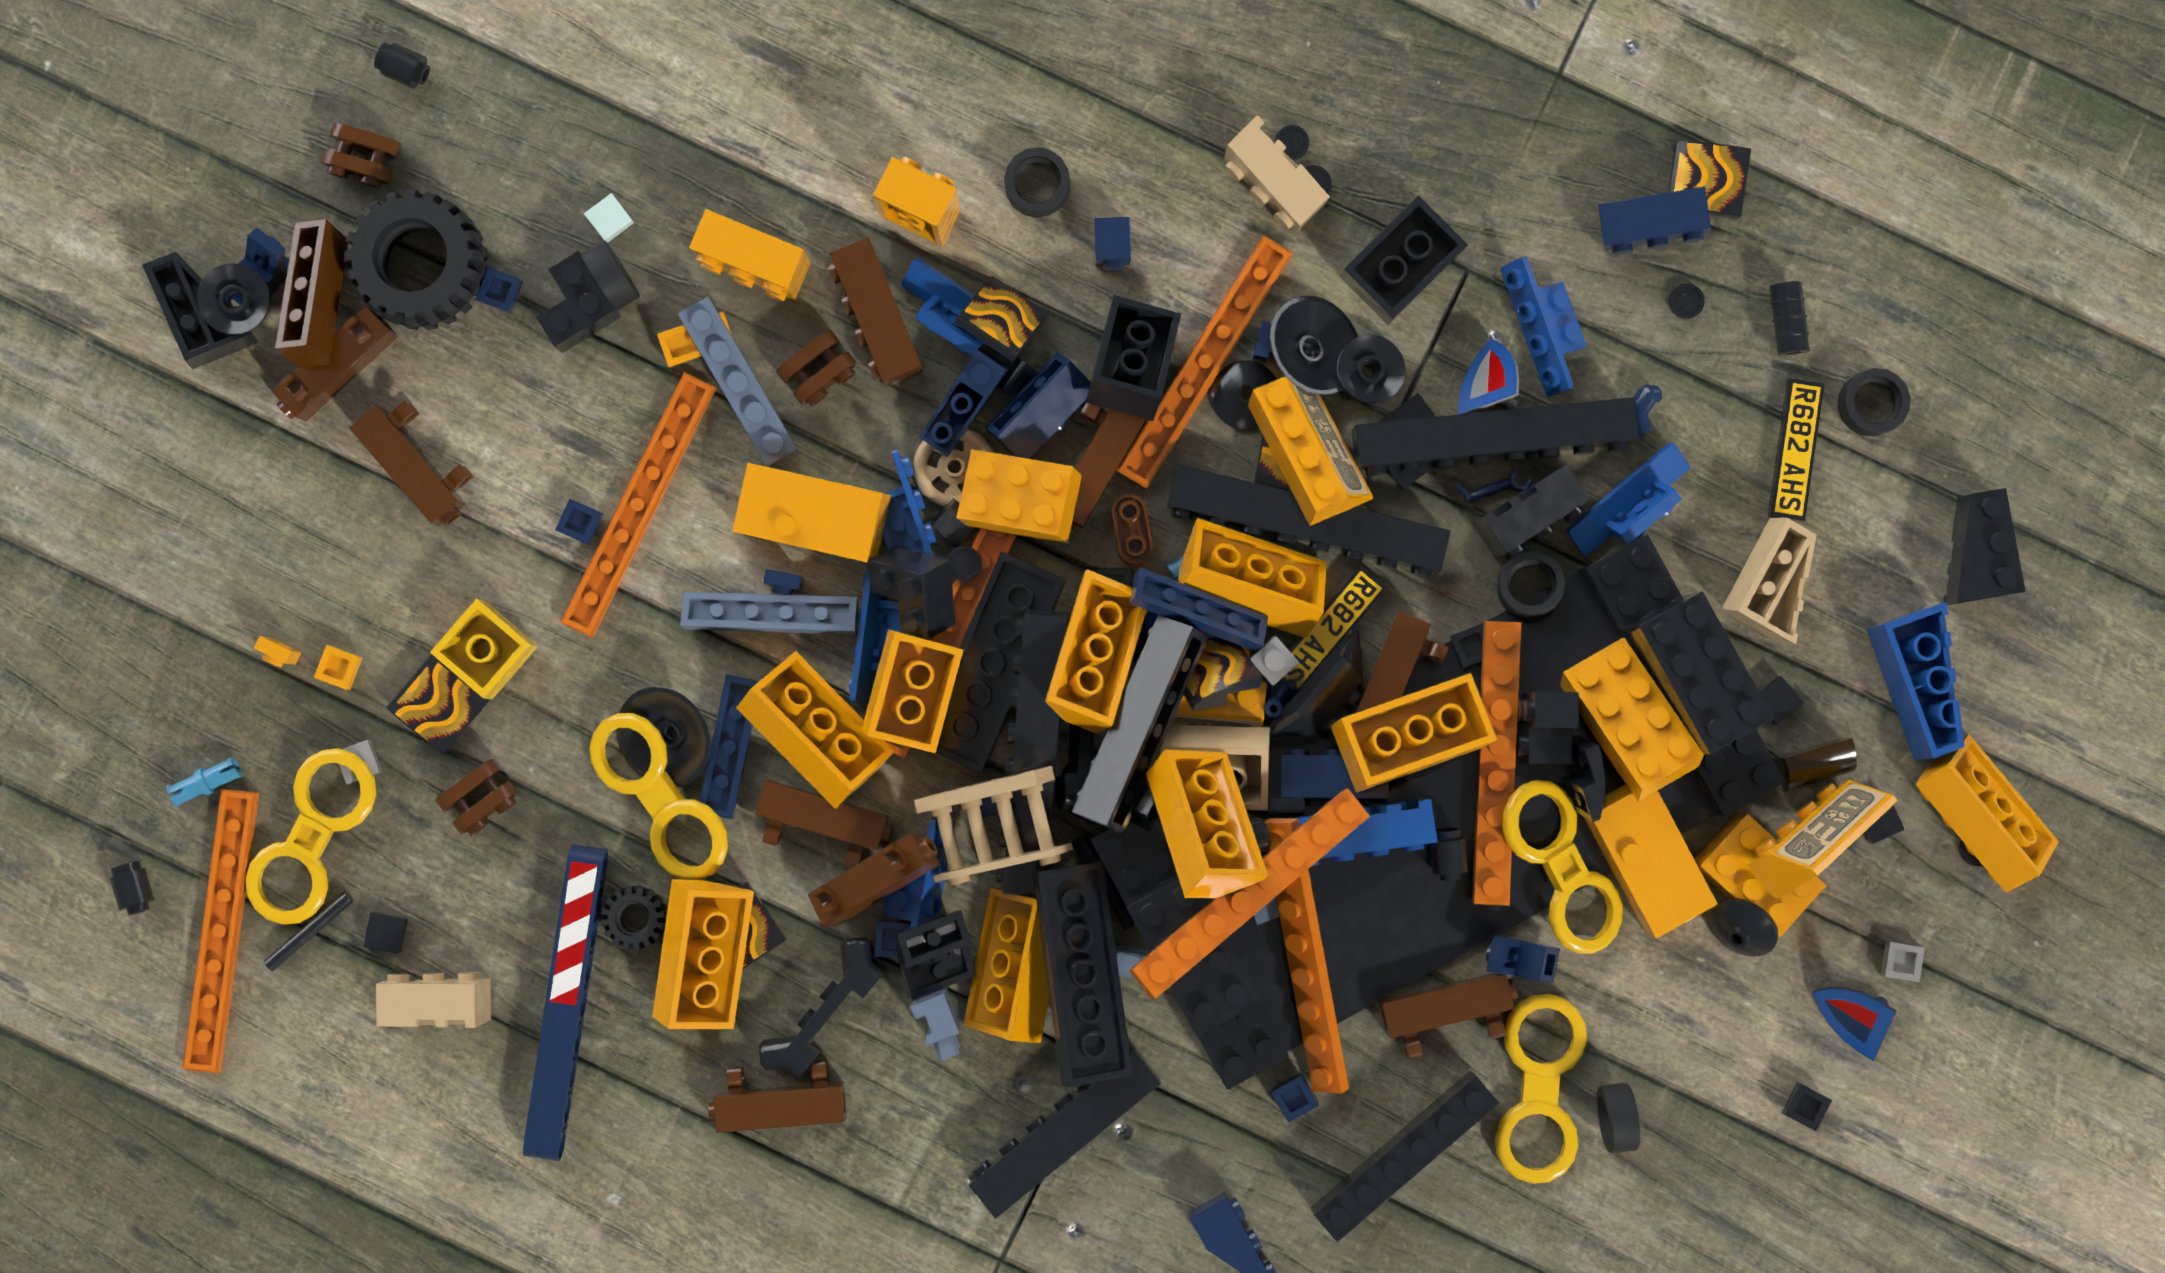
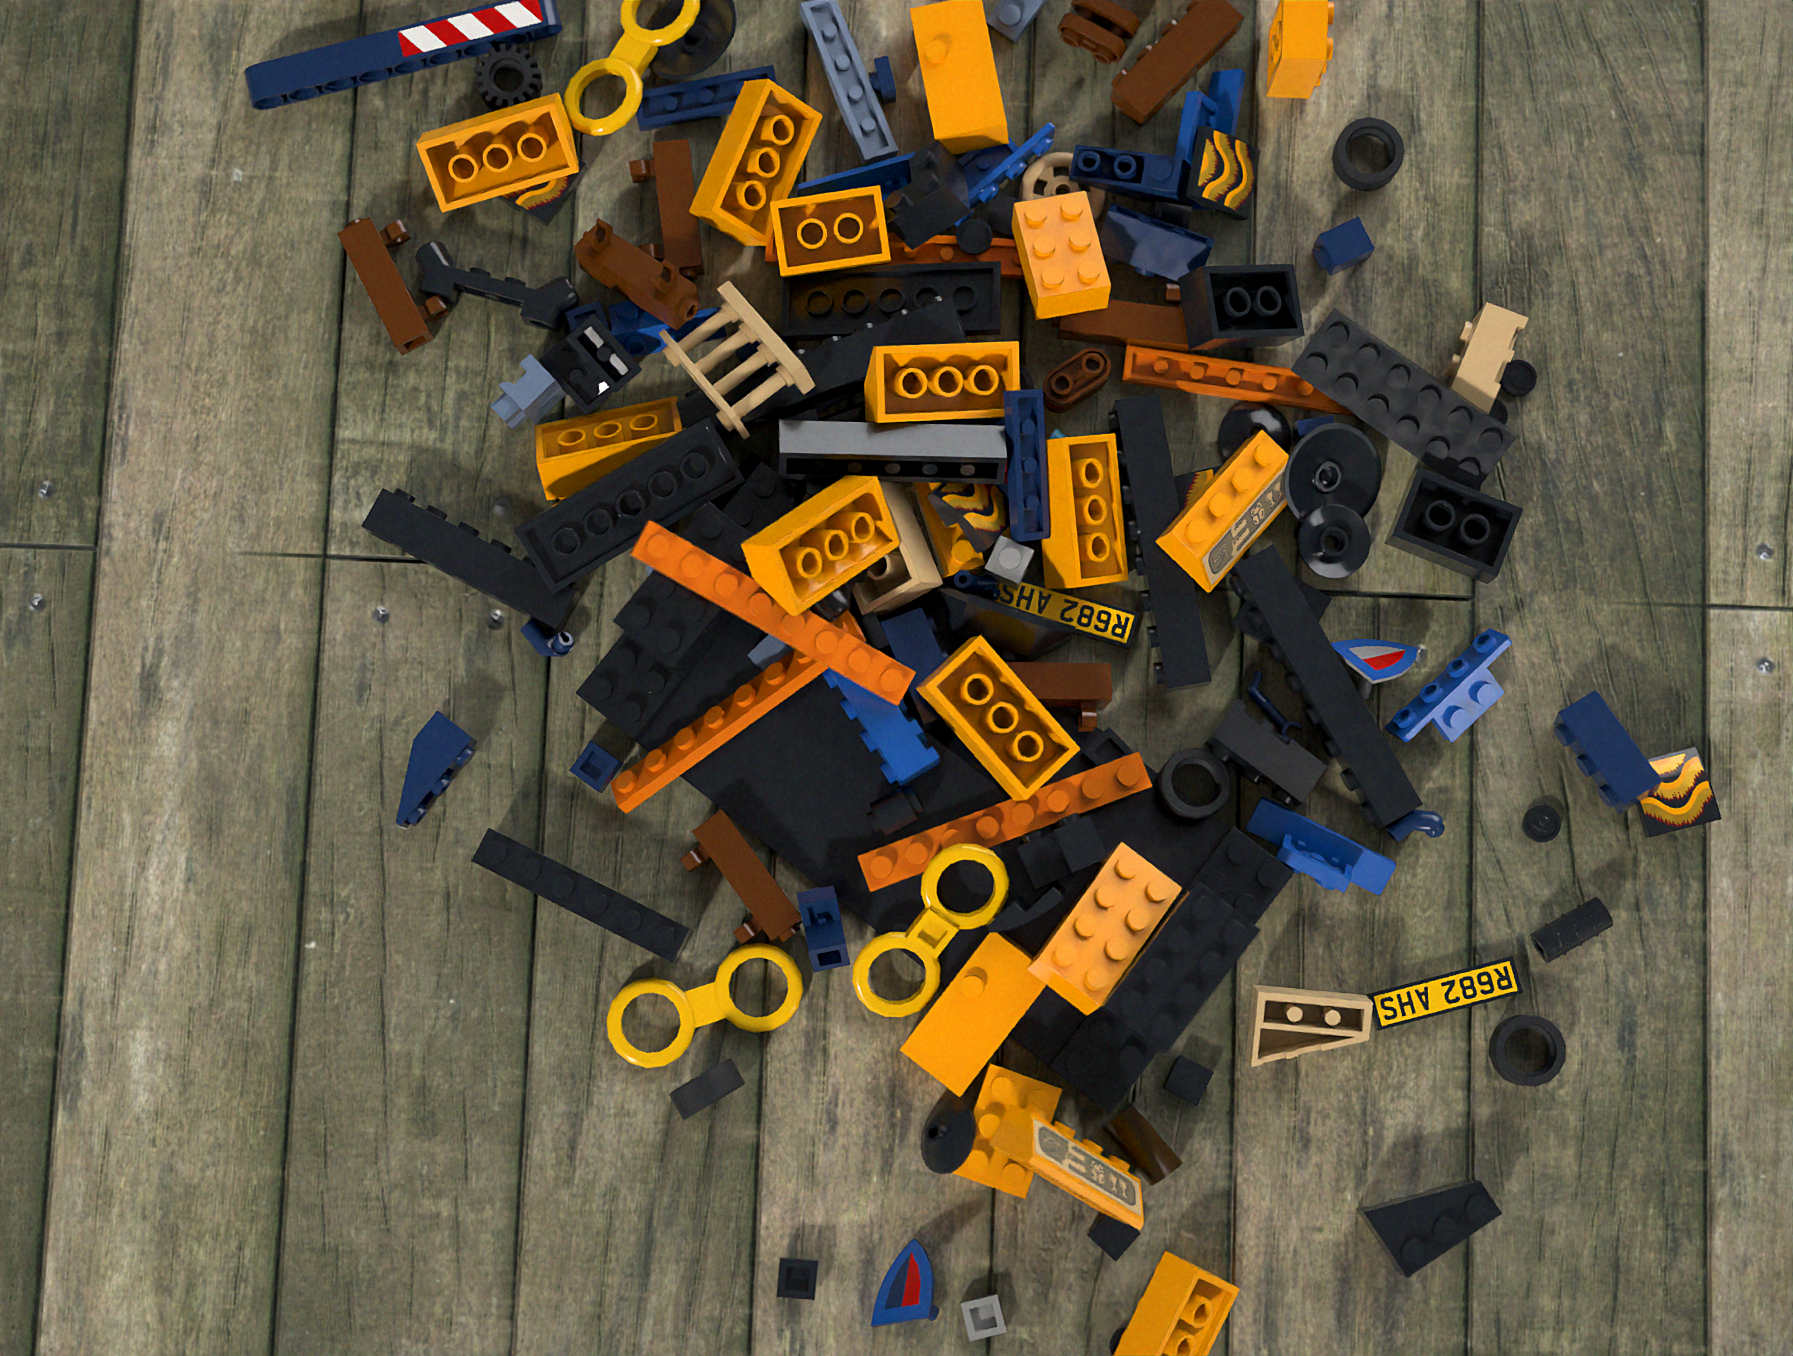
camera: 75 degrees right, 5 degrees down
(1166, 1093) = (547, 644): none -> dark blue arm
(1277, 254) = (1403, 401): none -> black plate
(1920, 679) = (1273, 1210): blue wedge -> none

